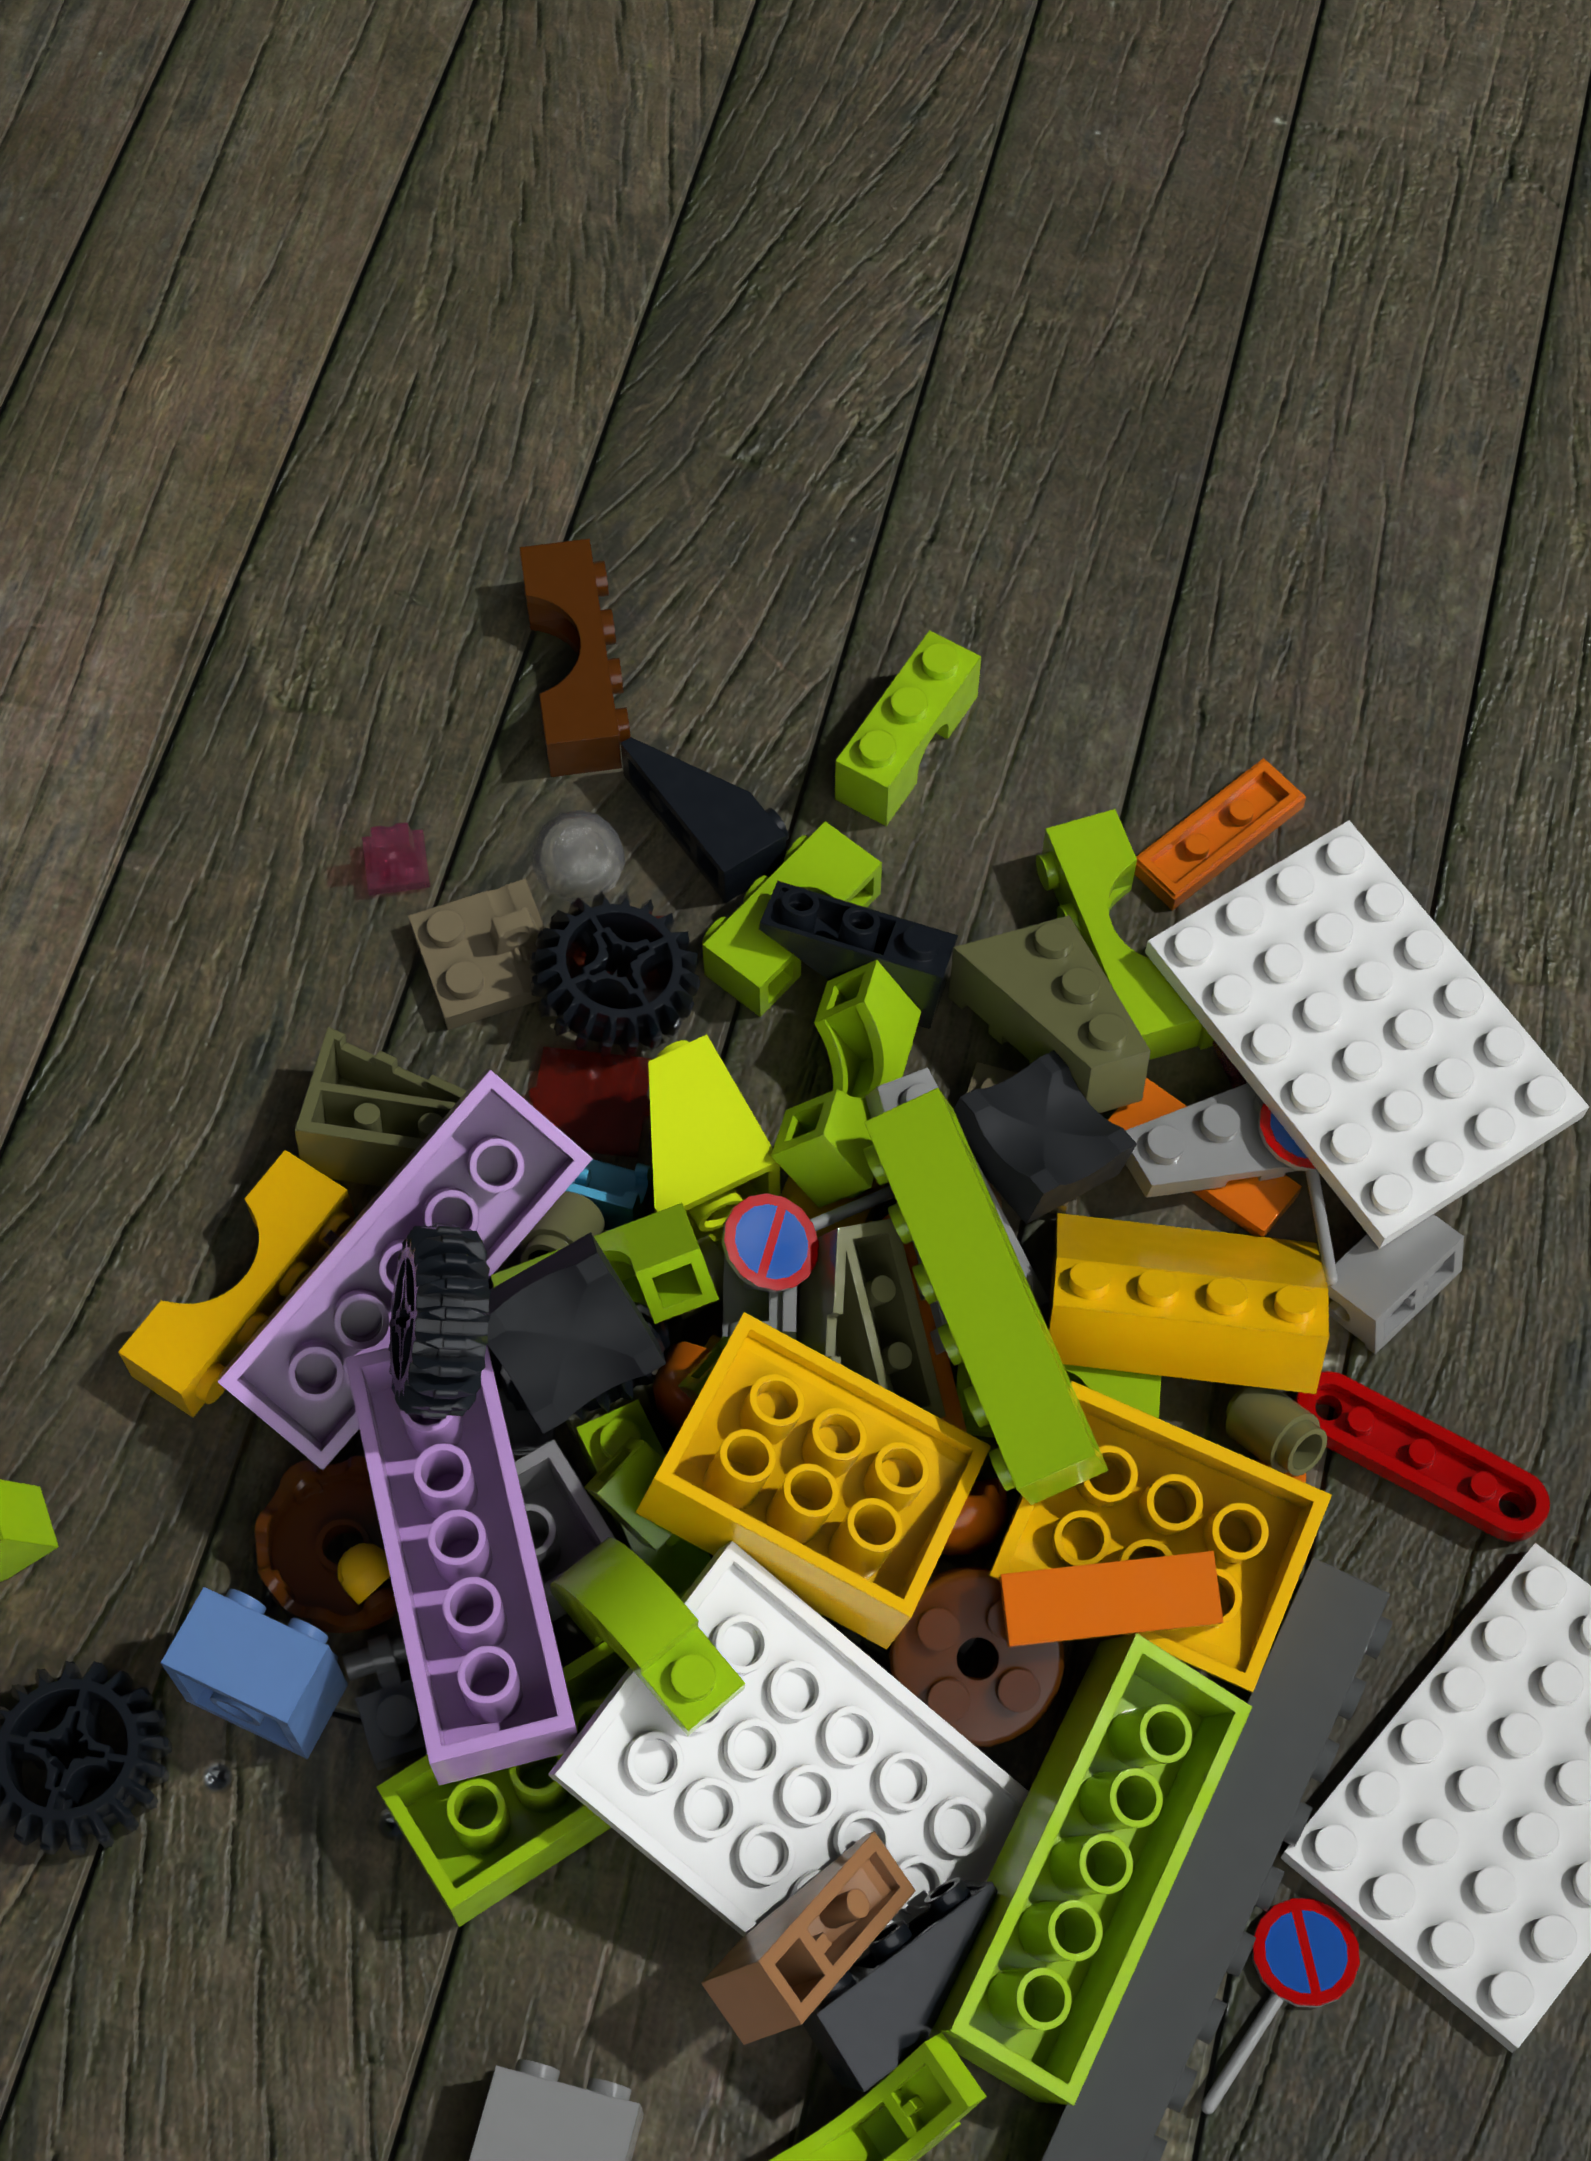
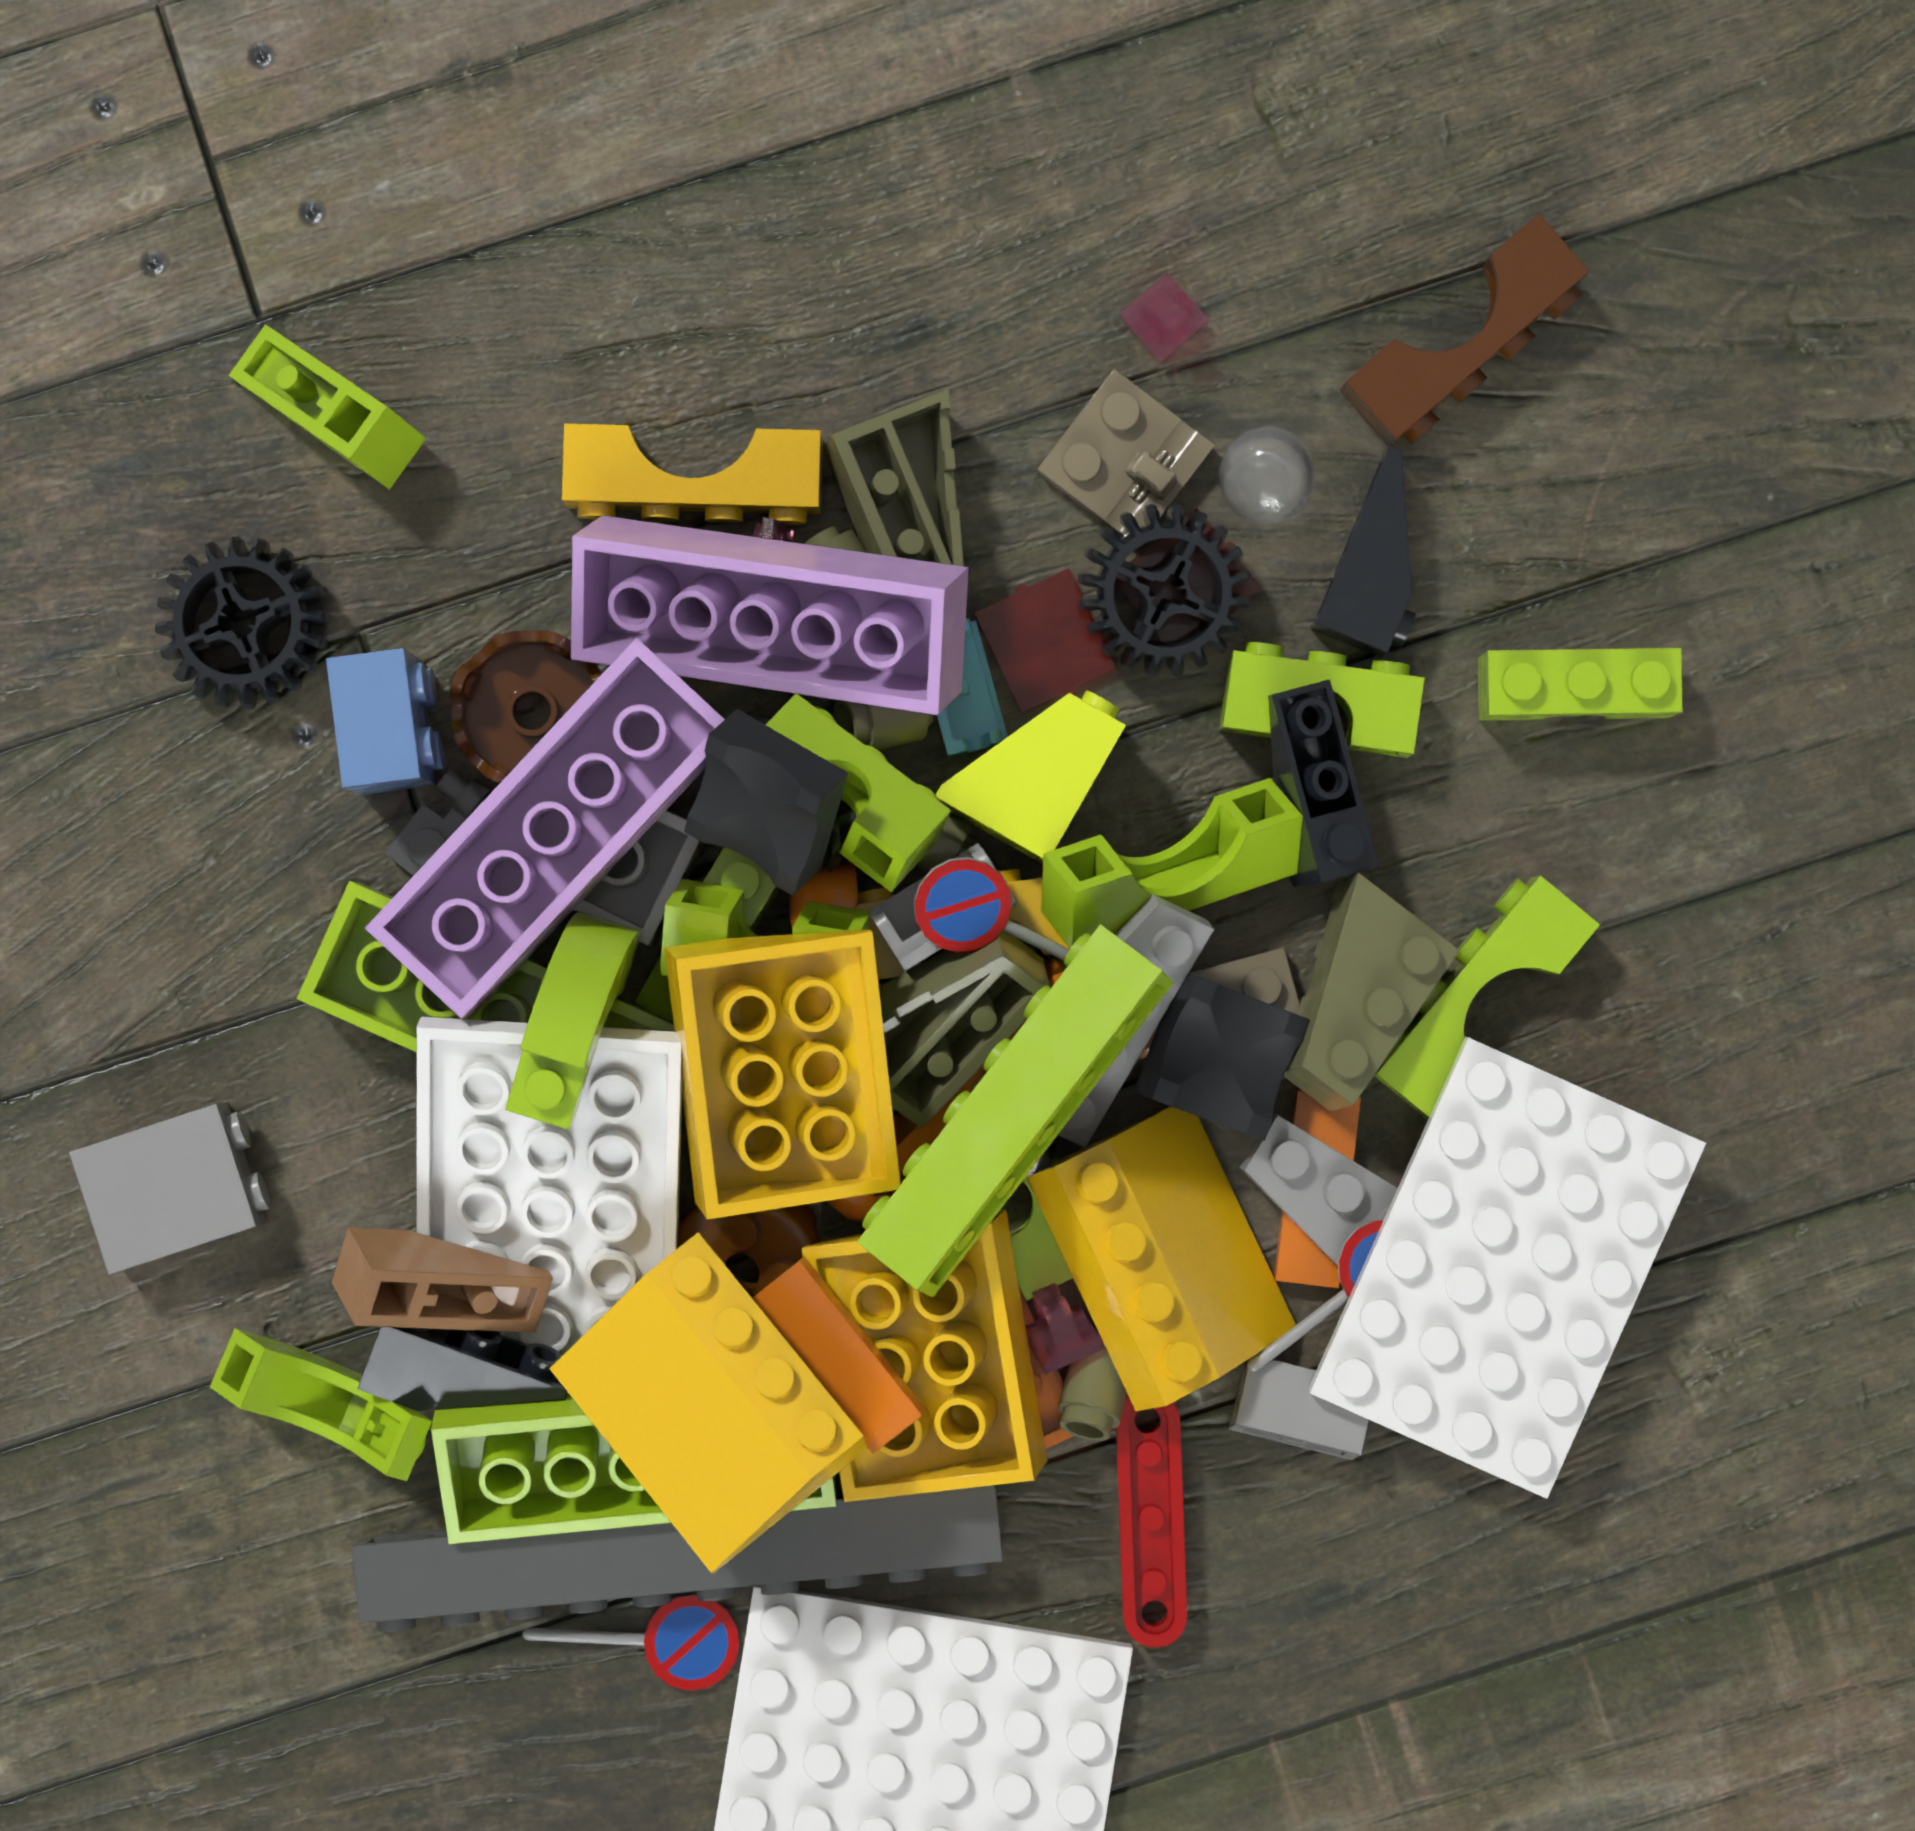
camera: 60 degrees right, 25 degrees up
(362, 1570) = (511, 745): yellow hinge -> none
(439, 1321) = (687, 710): black gear -> none
(1085, 1732) = (707, 1403): none -> yellow slope
(1203, 1412) = (1061, 1331): none -> clear pink brick
(1218, 833) = (1654, 1020): orange tile -> none

